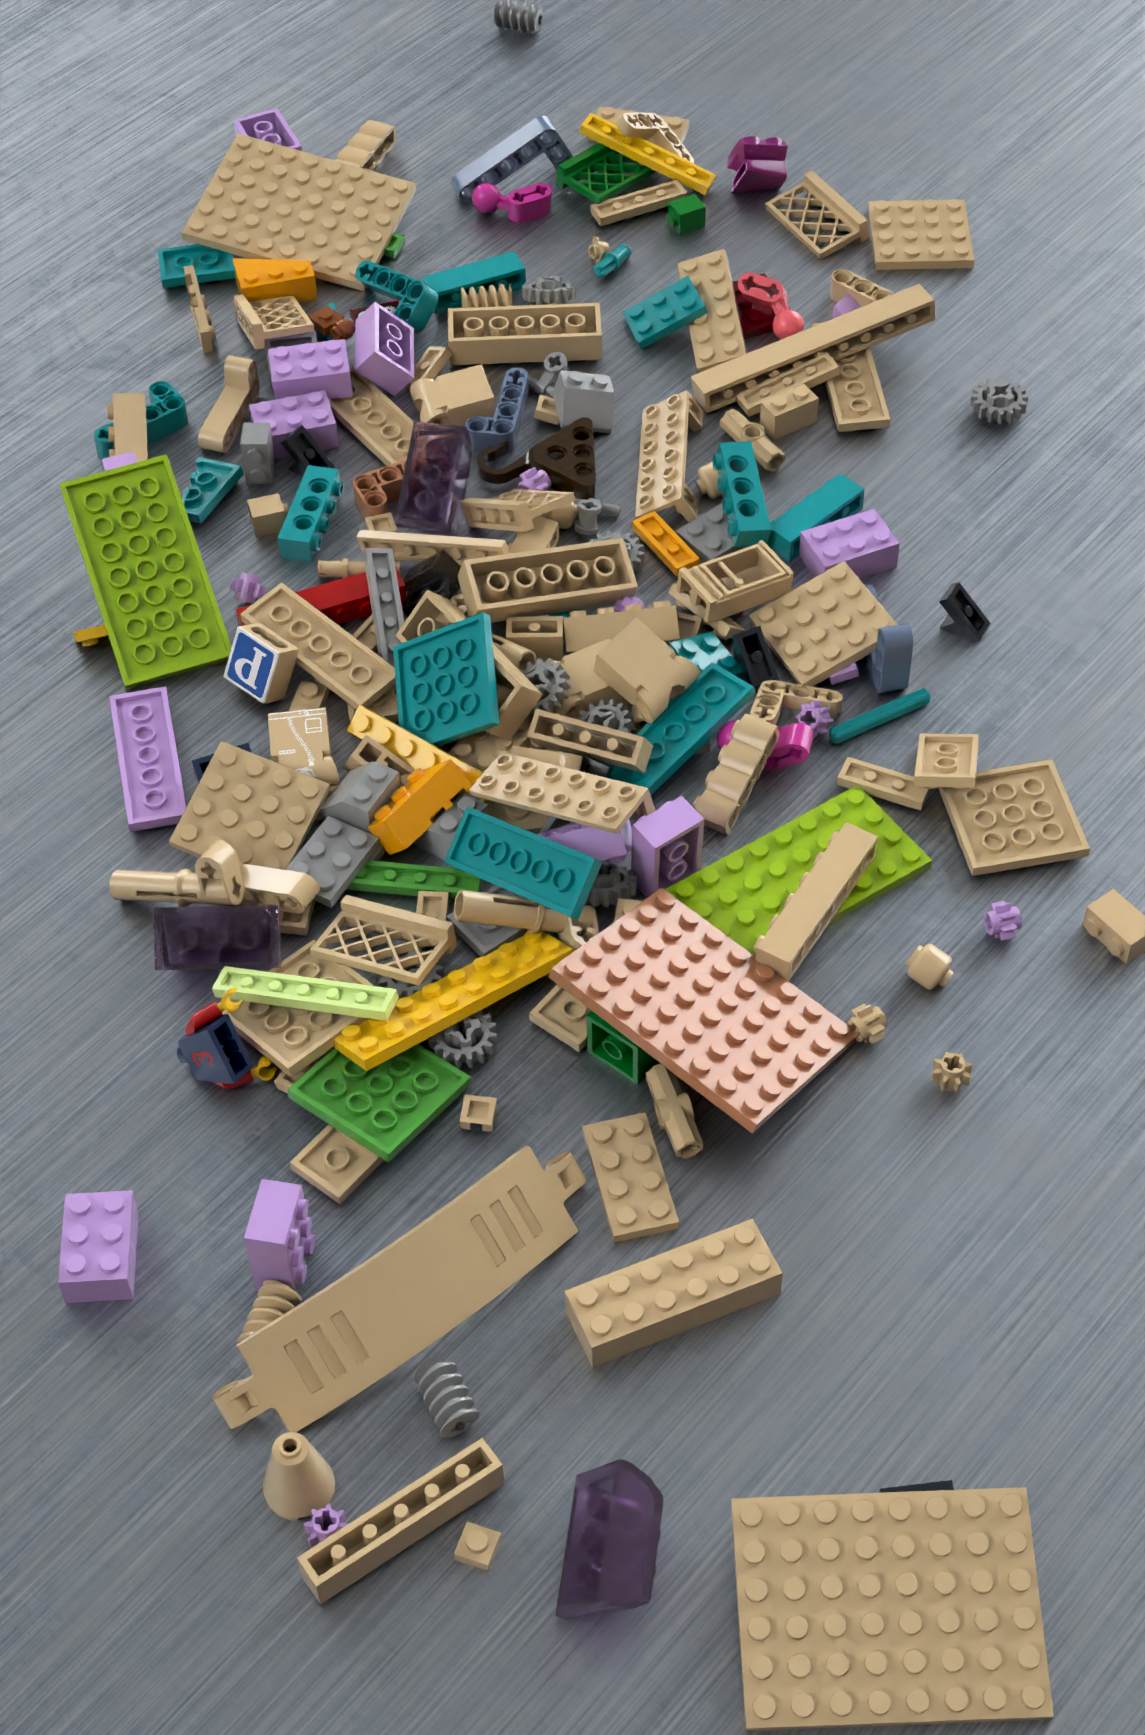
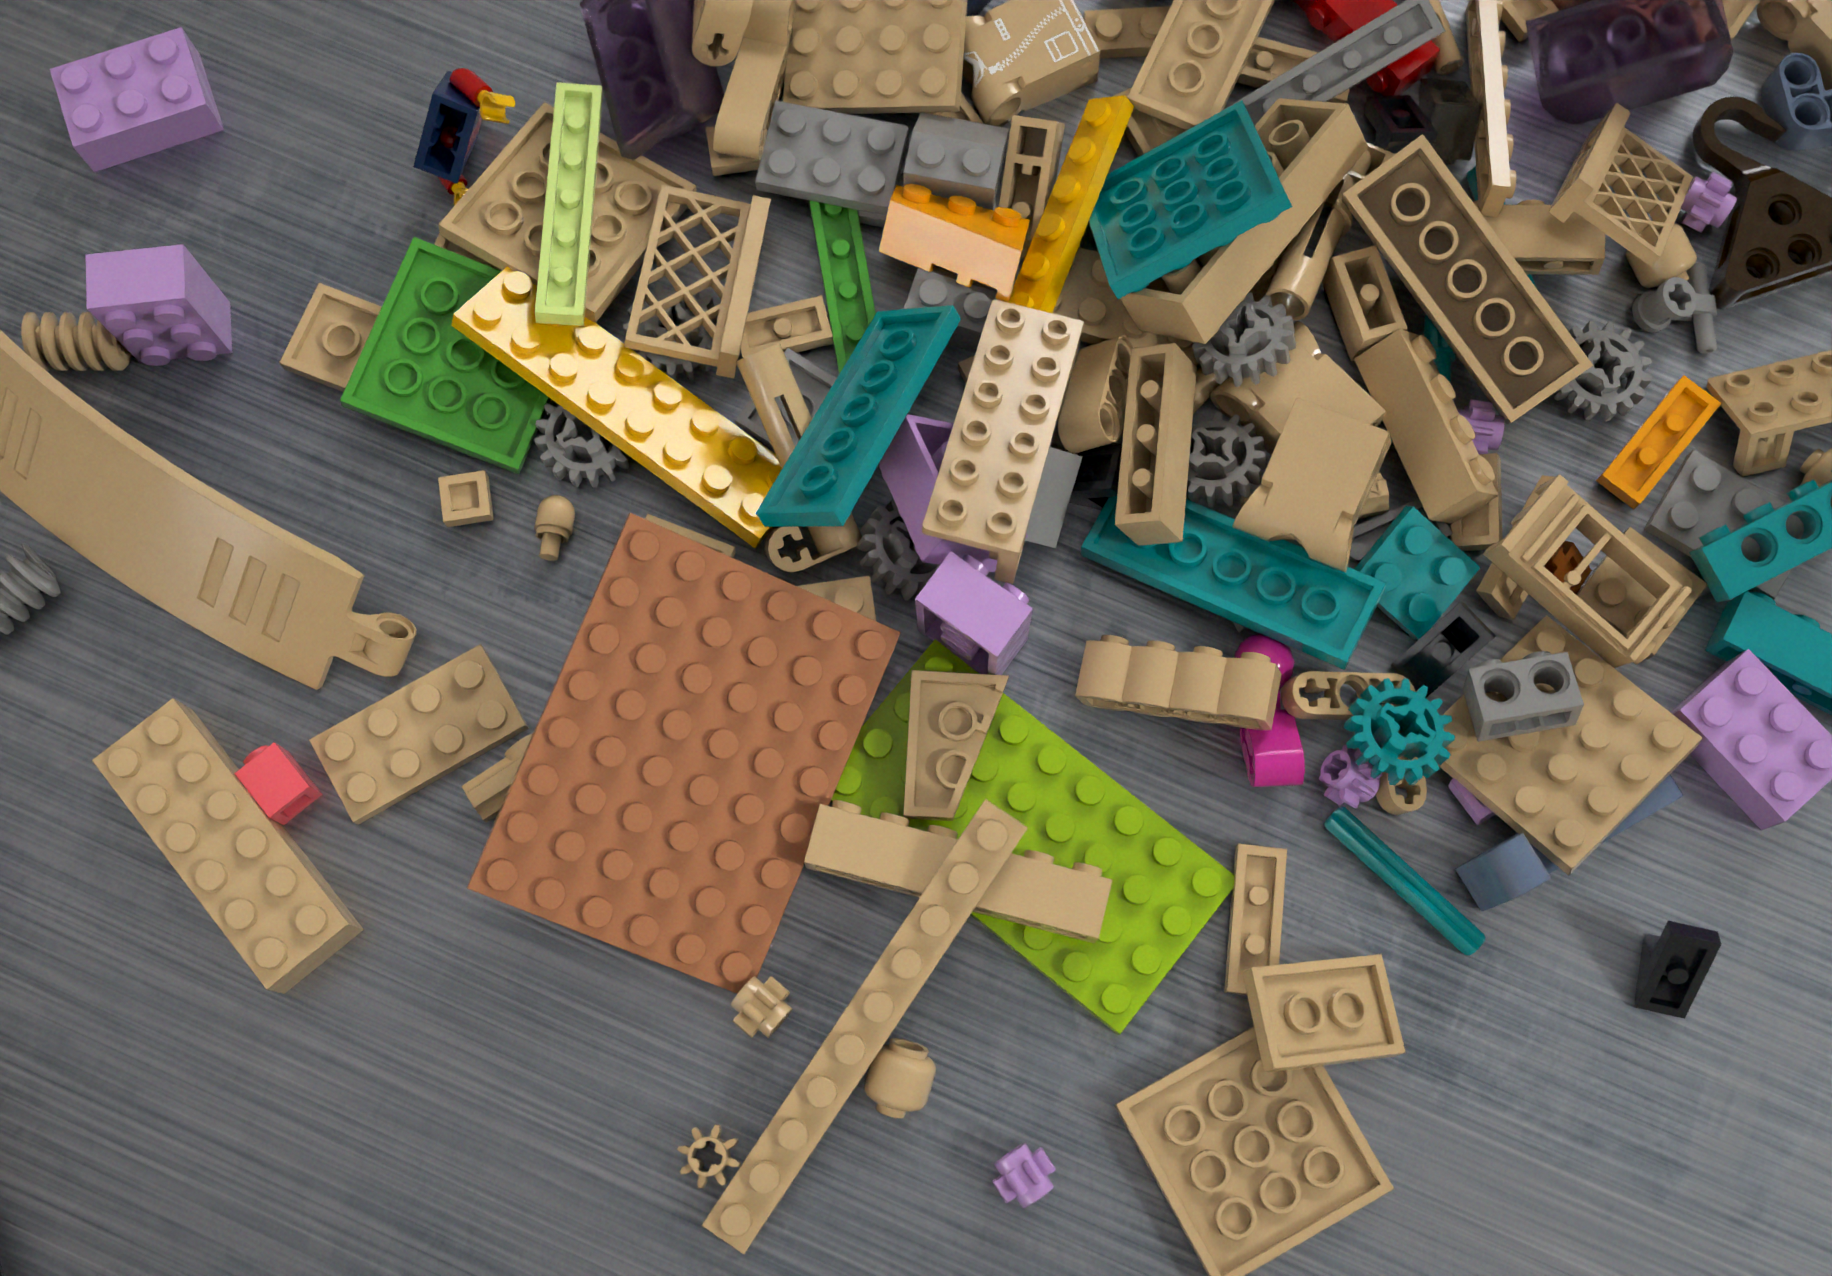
camera: 70 degrees right, 25 degrees up
(515, 1070) = (554, 525): none -> tan cylinder
(635, 1249) = (277, 782): none -> coral brick
(726, 888) = (945, 736): none -> tan wing
(796, 624) = (1526, 706): none -> light grey brick
(798, 682) = (1419, 736): none -> teal gear
(898, 965) = (864, 1026): none -> tan plate

